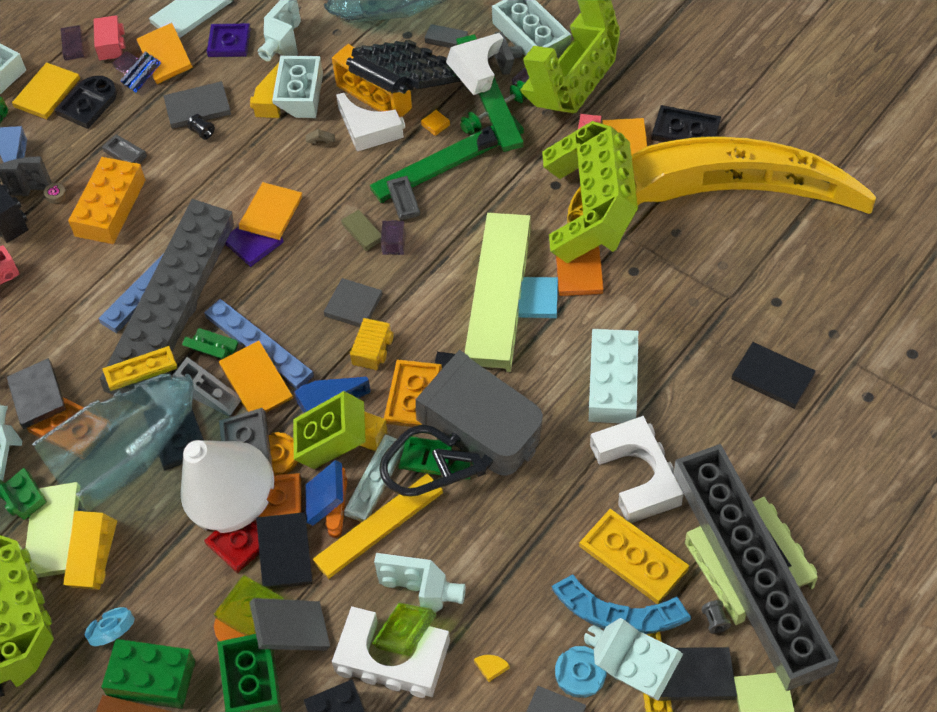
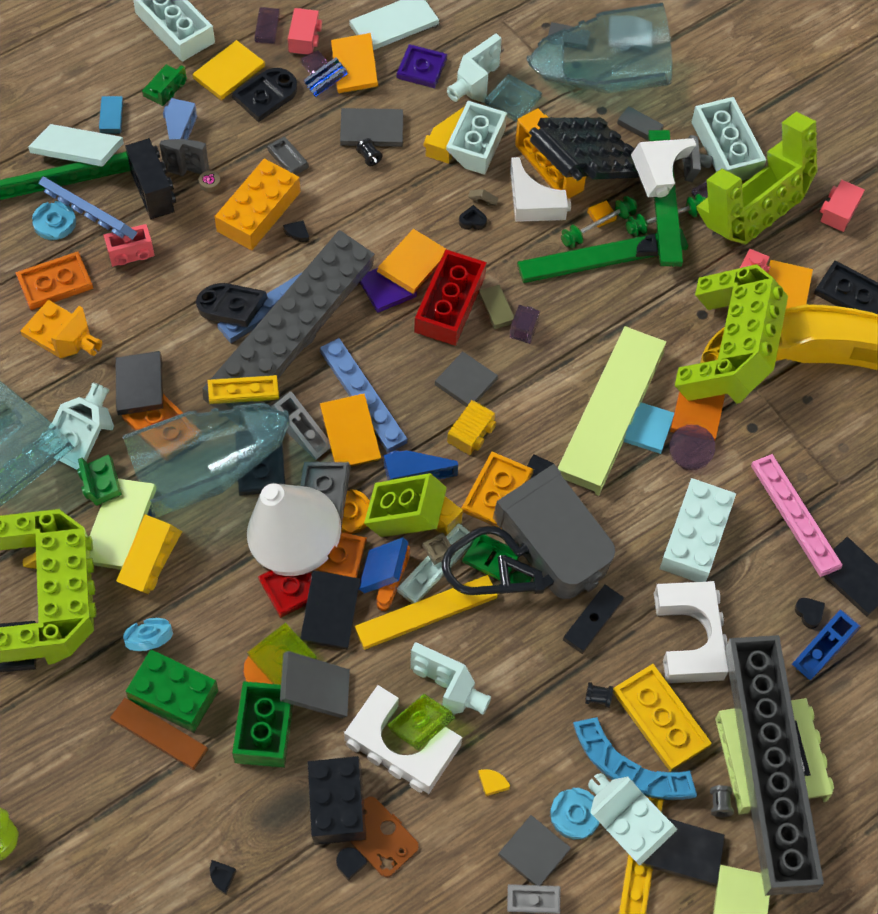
camera: 10 degrees right, 5 degrees up
(105, 296) = (230, 303): none -> black tile
(152, 214) = (297, 231): none -> black tile
(211, 344) = (318, 383): green bracket -> none
(315, 232) = (450, 297): none -> red brick
(316, 159) = (473, 219): none -> black tile
(322, 43) = (513, 97): none -> clear light blue tile
(370, 462) = (436, 547): none -> dark tan tile
(403, 198) = (546, 285): dark grey tile -> none
(415, 147) = (623, 209): none -> green axle
(544, 473) = (601, 609): none -> black tile
(568, 553) = (599, 695): none -> black bush
(584, 303) = (692, 447): none -> clear purple tile
(651, 56) = (842, 205): none -> coral brick
(700, 336) = (796, 515): none -> bright pink tile
(740, 418) = (810, 611): none -> black tile
(766, 443) = (826, 644): none -> blue slope

